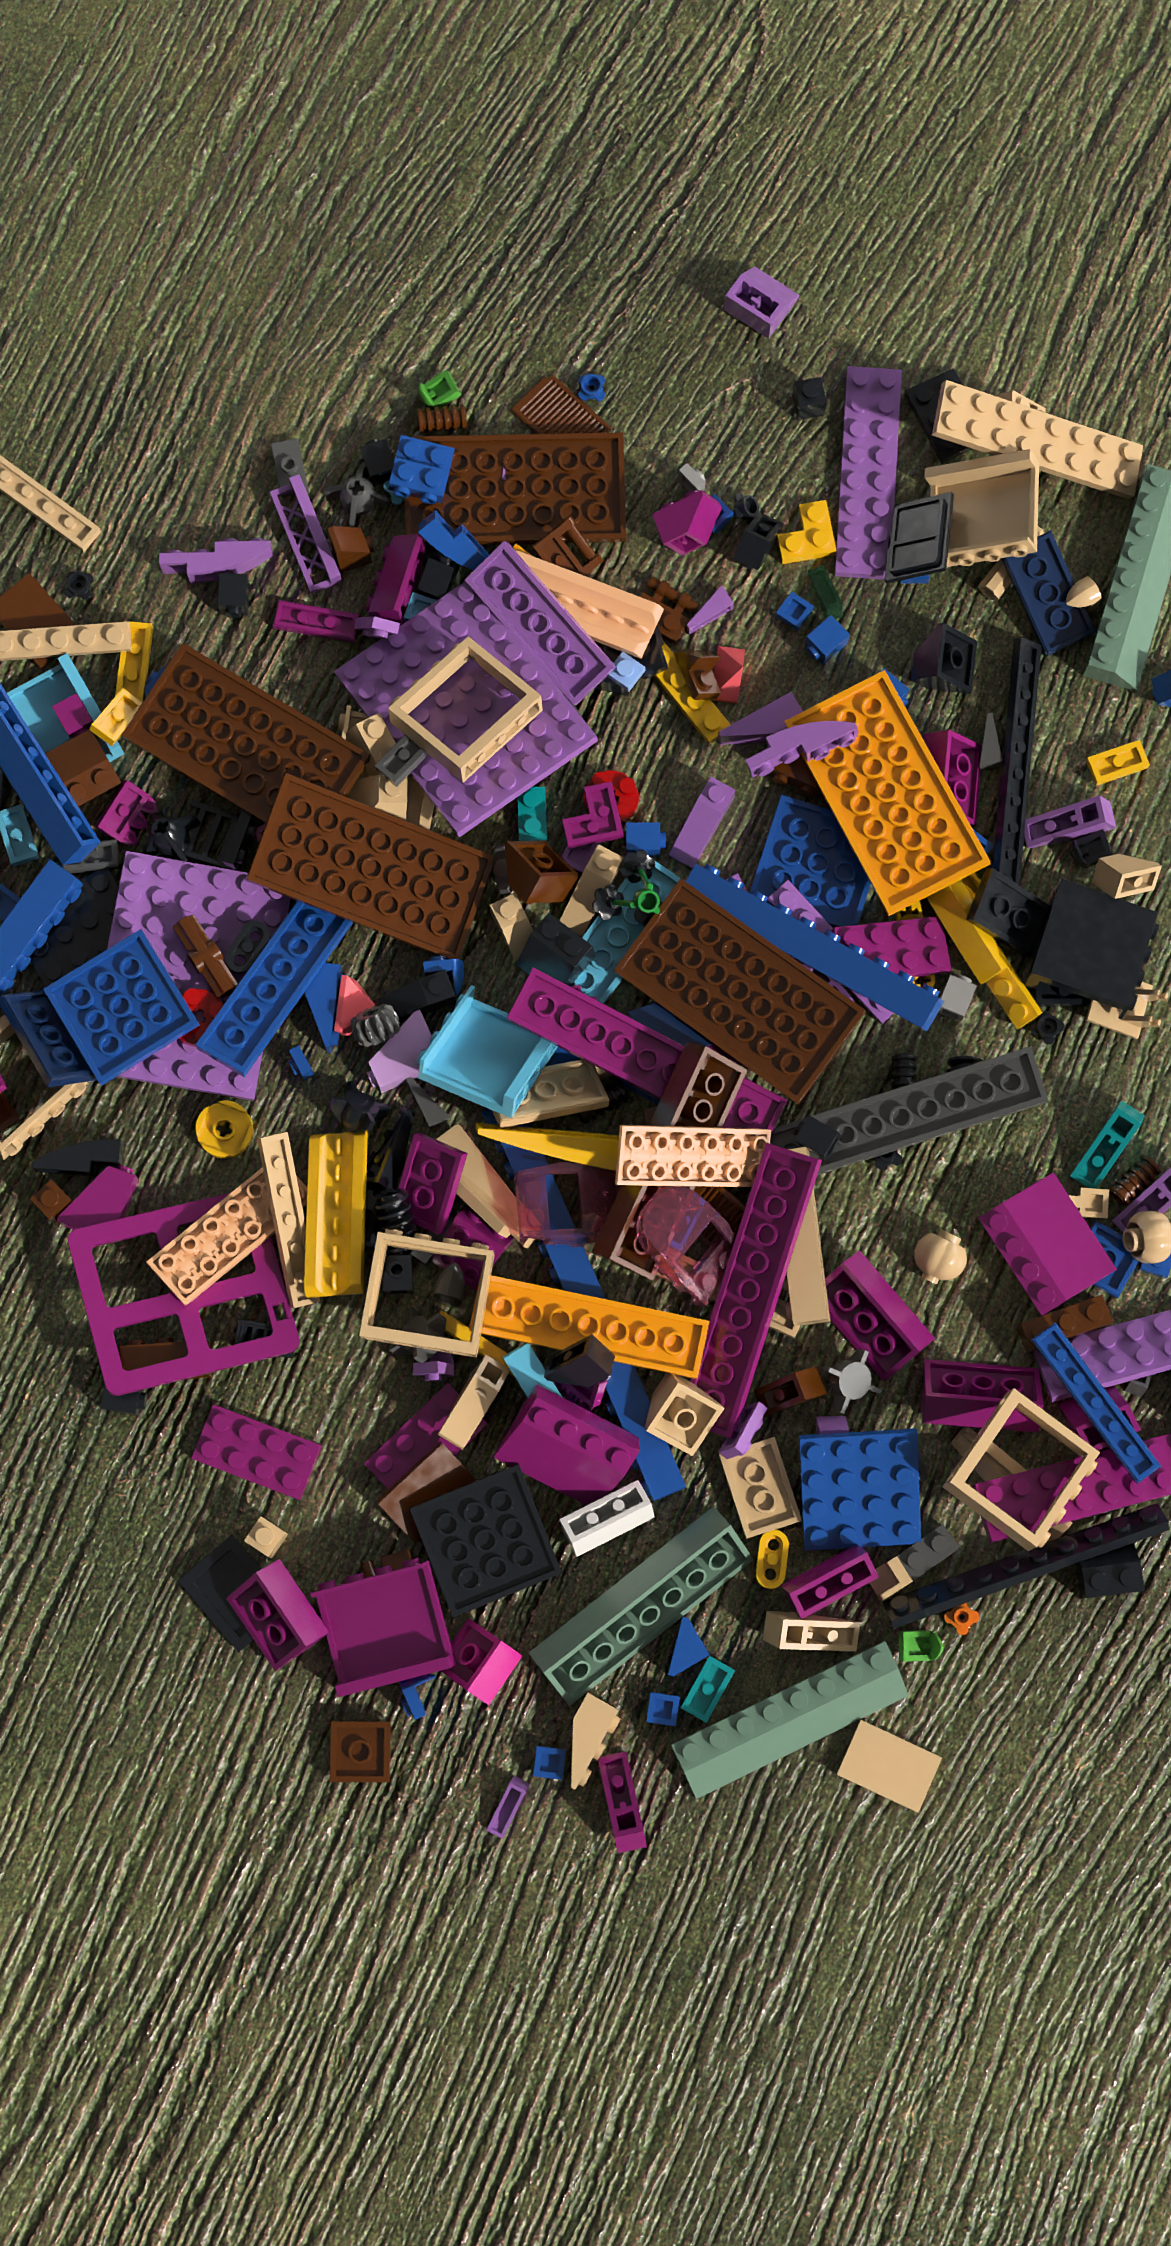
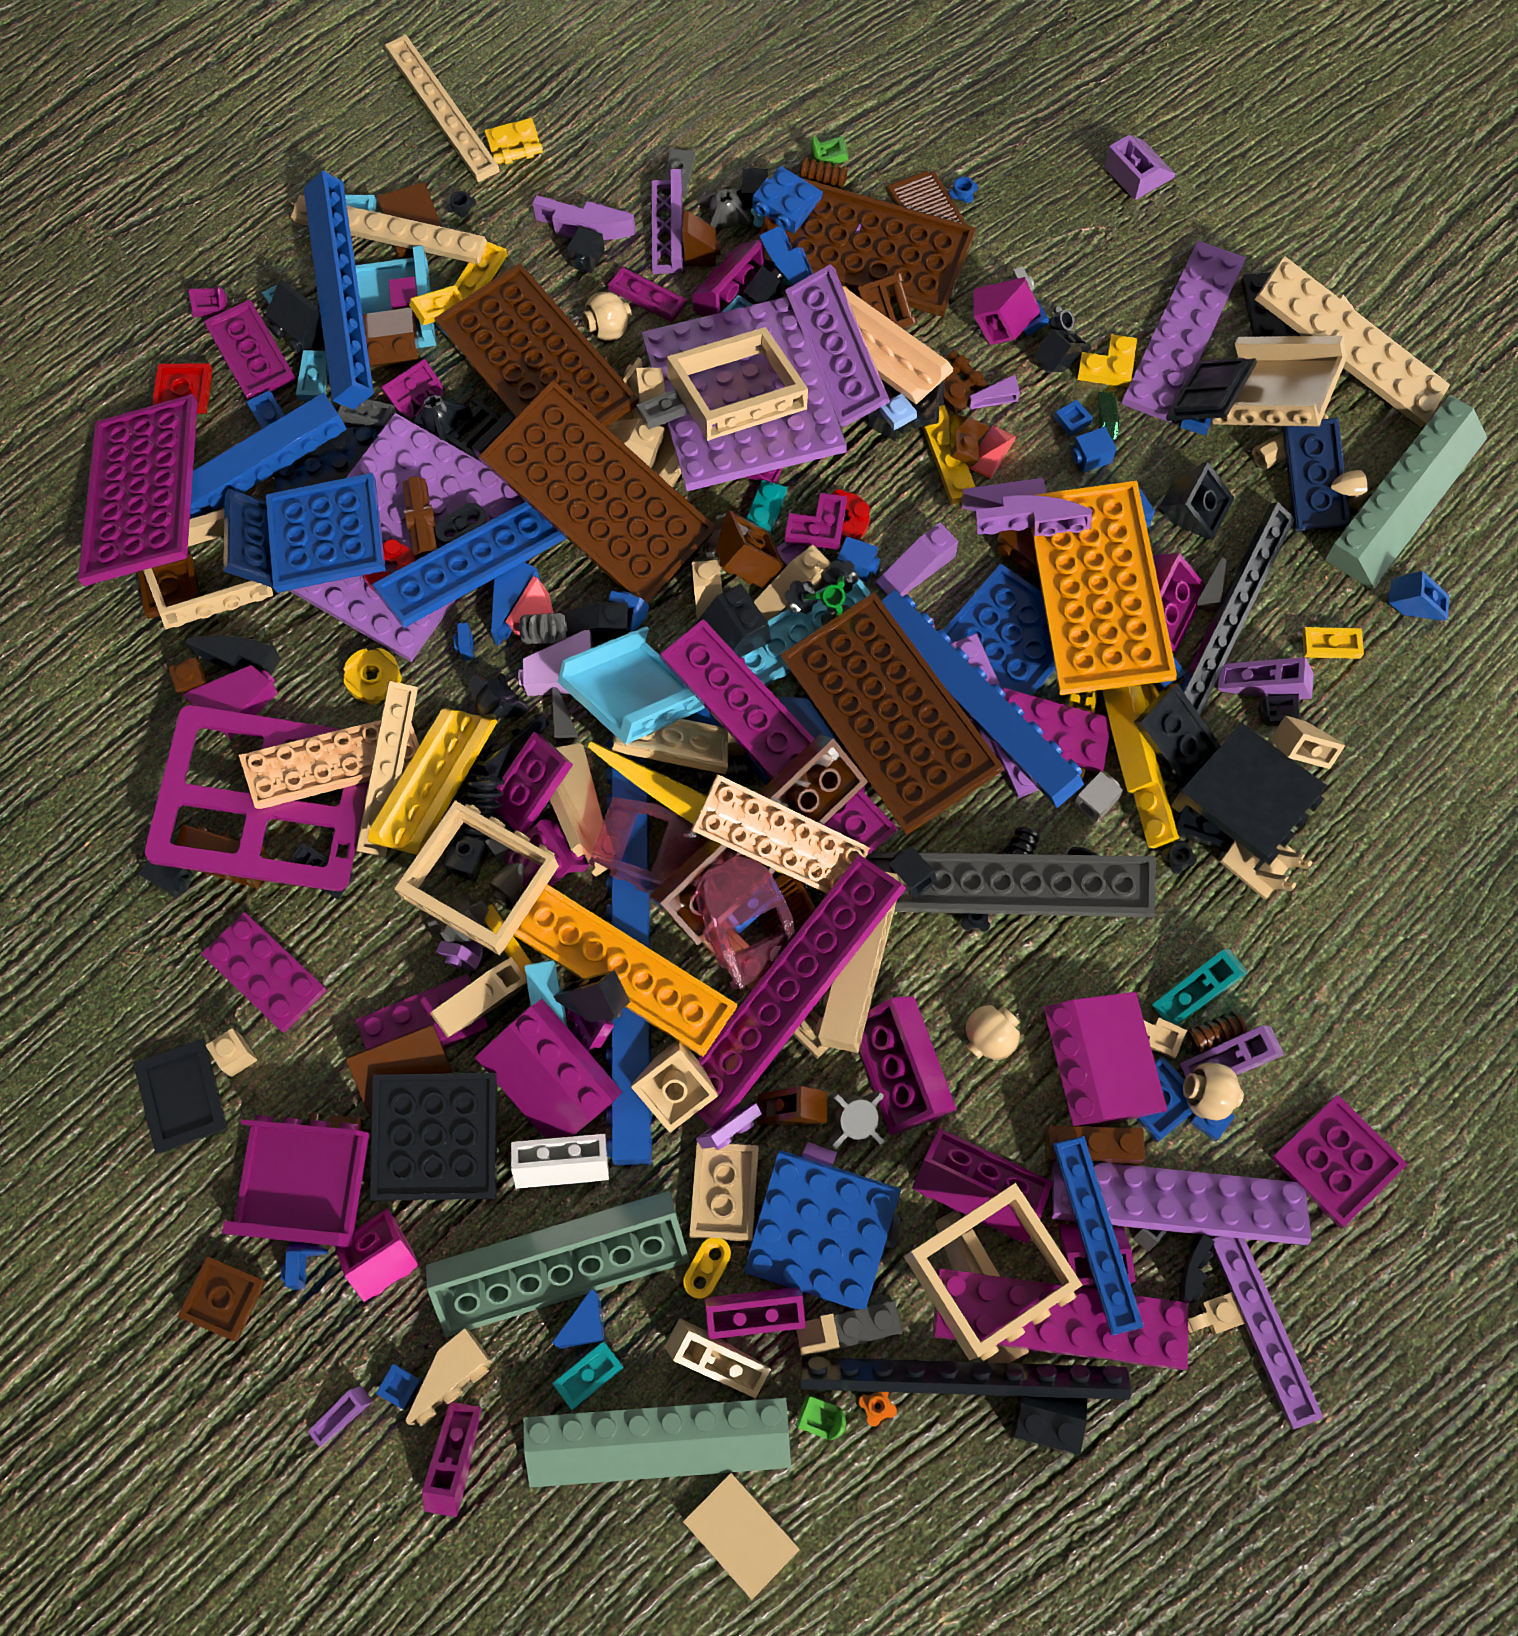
camera: 25 degrees right, 10 degrees down
(95, 486) = (513, 141): none -> yellow plate
(277, 1614) = (205, 1129): magenta slope -> none
(287, 663) = (606, 316): none -> tan plant
(376, 627) = (693, 306): medium lavender plate -> none
(662, 1709) = (534, 1378): blue plate -> none
(809, 398) = (1153, 253): black brick -> none

